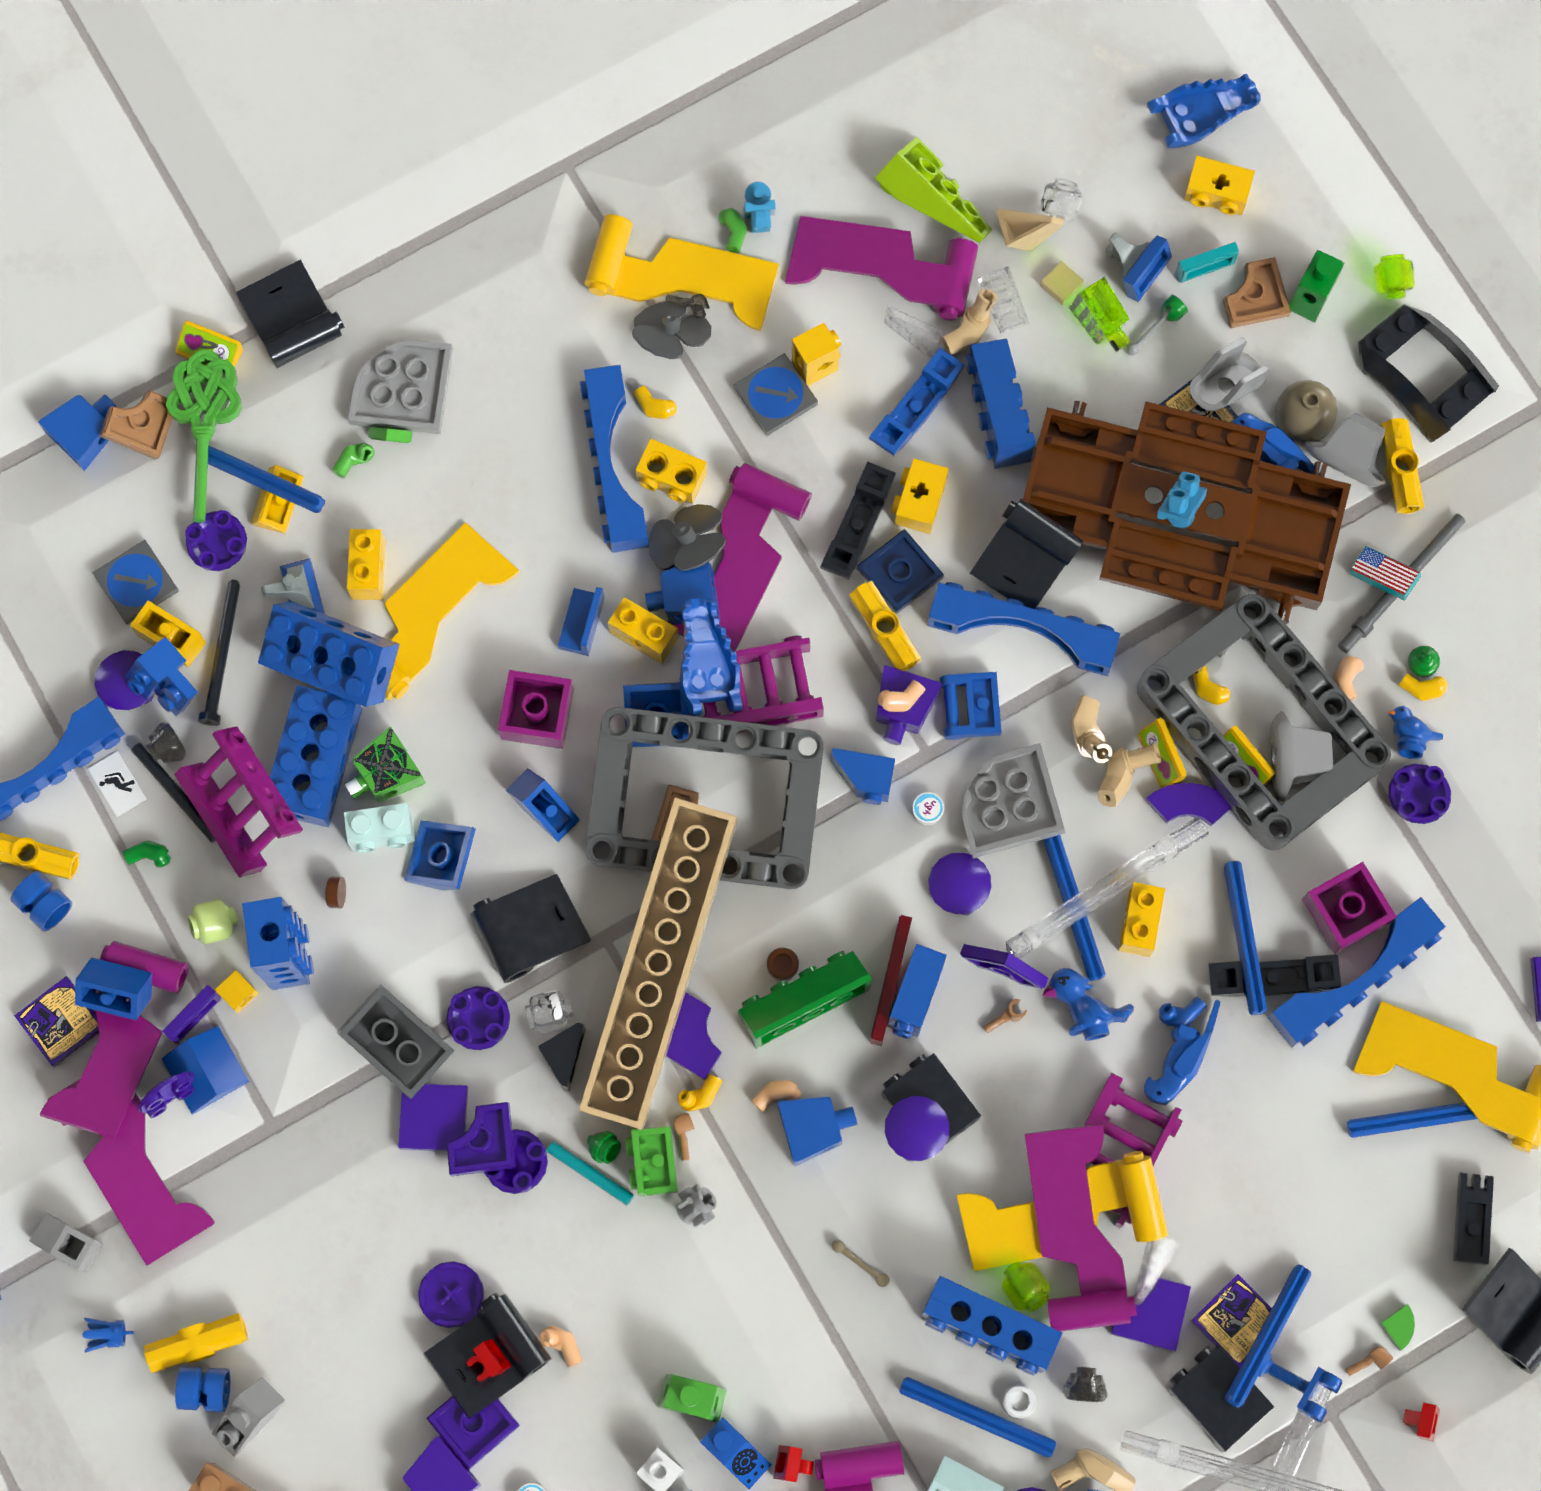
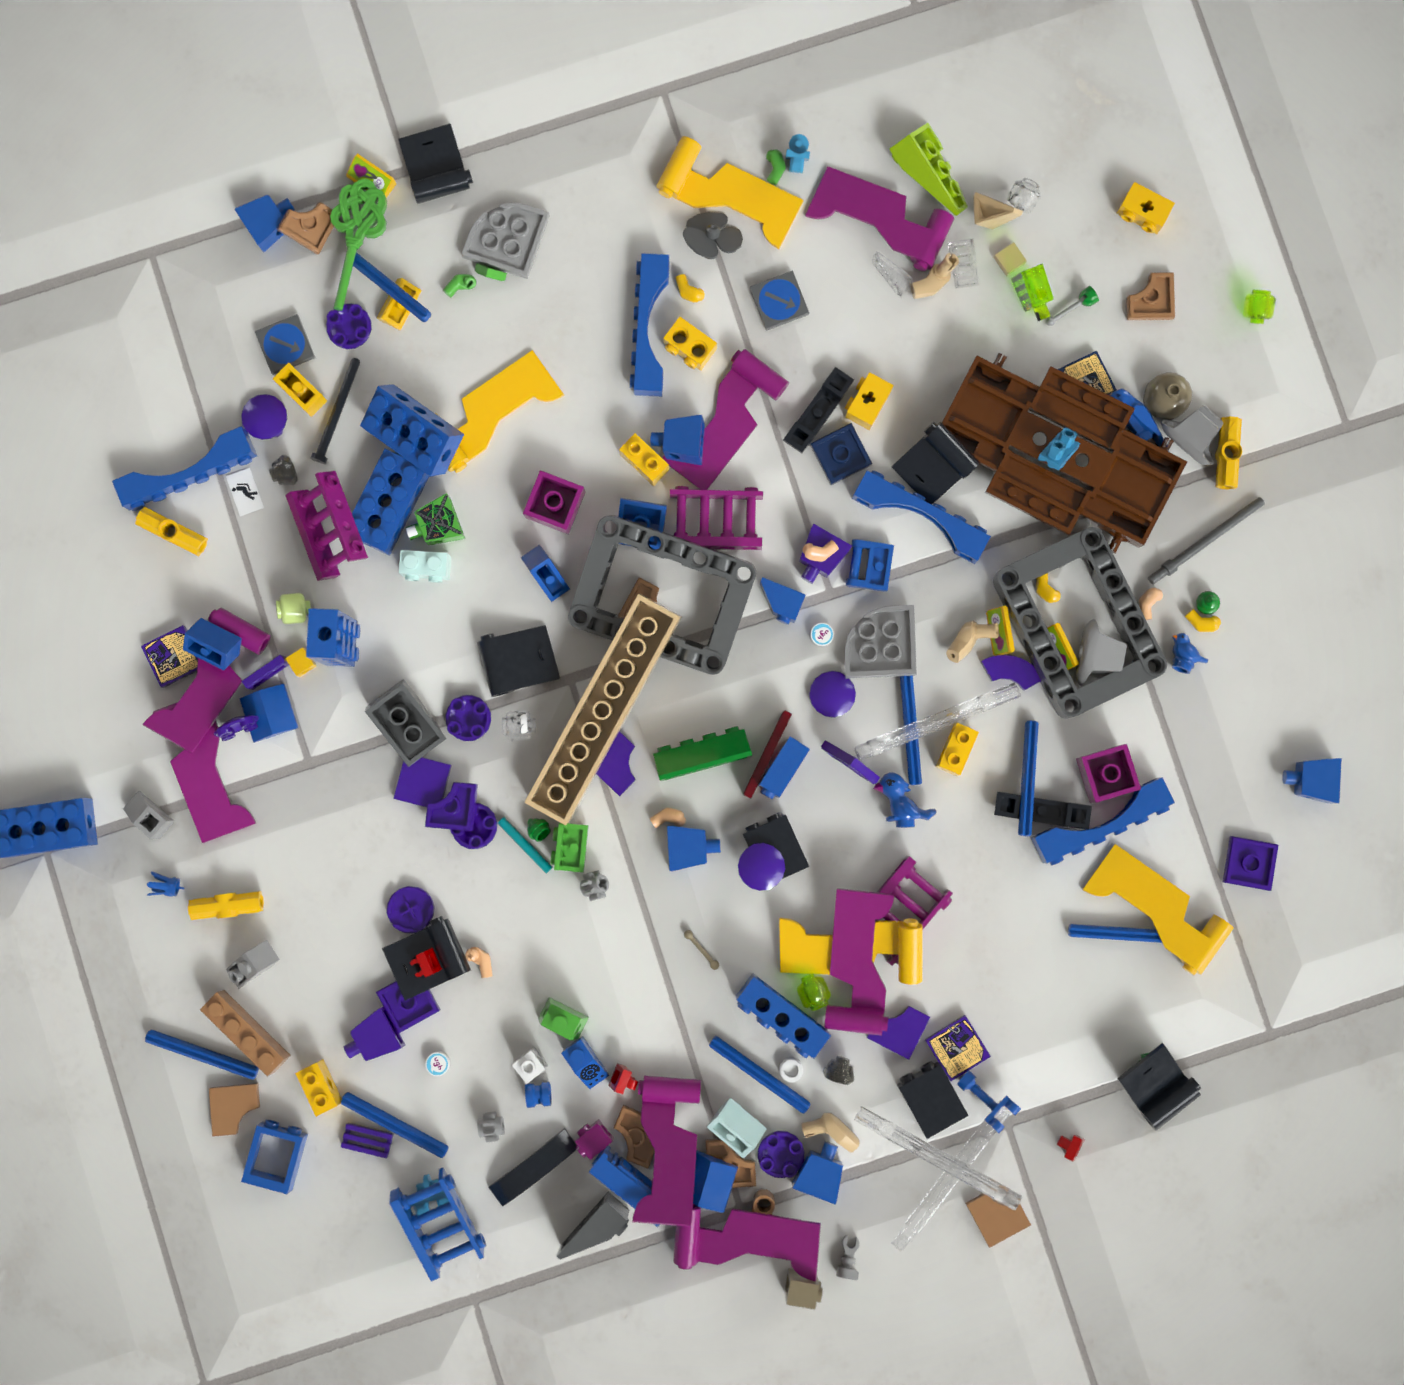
camera: 15 degrees right, 10 degrees up
(45, 905) = (175, 570): blue wheel -> none
(149, 850) = (257, 546): green arm -> none
(159, 674) = (286, 417): blue brick -> none
(171, 788) = (281, 501): black bar -> none
(202, 1388) = (221, 938): blue wheel -> none
(297, 585) = (401, 373): light grey piece -> none
(335, 892) = (384, 605): reddish brown tile -> none
(366, 564) = (453, 367): yellow brick -> none
(440, 855) = (464, 594): blue slope -> none
(563, 1053) = (522, 757): black slope -> none
(581, 621) = (601, 442): blue panel -> none
(681, 542) = (687, 400): dark grey piece -> none
(683, 1124) = (596, 825): medium nougat hand -> none
(696, 303) = (735, 218): clear smoke hand -> none
(702, 1097) = (613, 809): yellow arm -> none
(708, 663) = (685, 496): animal -> none
(782, 964) = (693, 725): reddish brown tile -> none
(816, 353) = (815, 276): yellow brick -> none
(875, 611) = (816, 480): yellow piece -> none
(918, 403) = (882, 330): blue slope -> none
(1000, 404) = (943, 340): blue wedge -> none
(1005, 1017) = (843, 797): medium nougat hand -> none
(1086, 732) = (949, 604): tan arm -> none
(1140, 262) = (1071, 256): blue piece -> none
(1154, 1261) = (907, 997): clear slope -> none
(1174, 1015) = (969, 824): blue arm -> none
(1181, 1061) = (961, 856): blue animal -> none
(1201, 108) = (1147, 144): blue animal -> none
(1207, 262) = (1122, 266): teal tile -> none
(1231, 365) = (1123, 351): light grey piece -> none
(1268, 1336) = (976, 1065): blue axle -> none
(1319, 282) = (1201, 300): green torso -> none
(1379, 1356) = (1050, 1093): medium nougat hand -> none
(1385, 573) = (1196, 531): tile -> none
(1400, 1326) = (1071, 1076): bright green tile -> none
(1419, 793) = (1180, 699): dark purple dish -> none
(1455, 402) = (1278, 413): black wedge -> none
(1473, 1220) = (1141, 1013): black hinge -> none

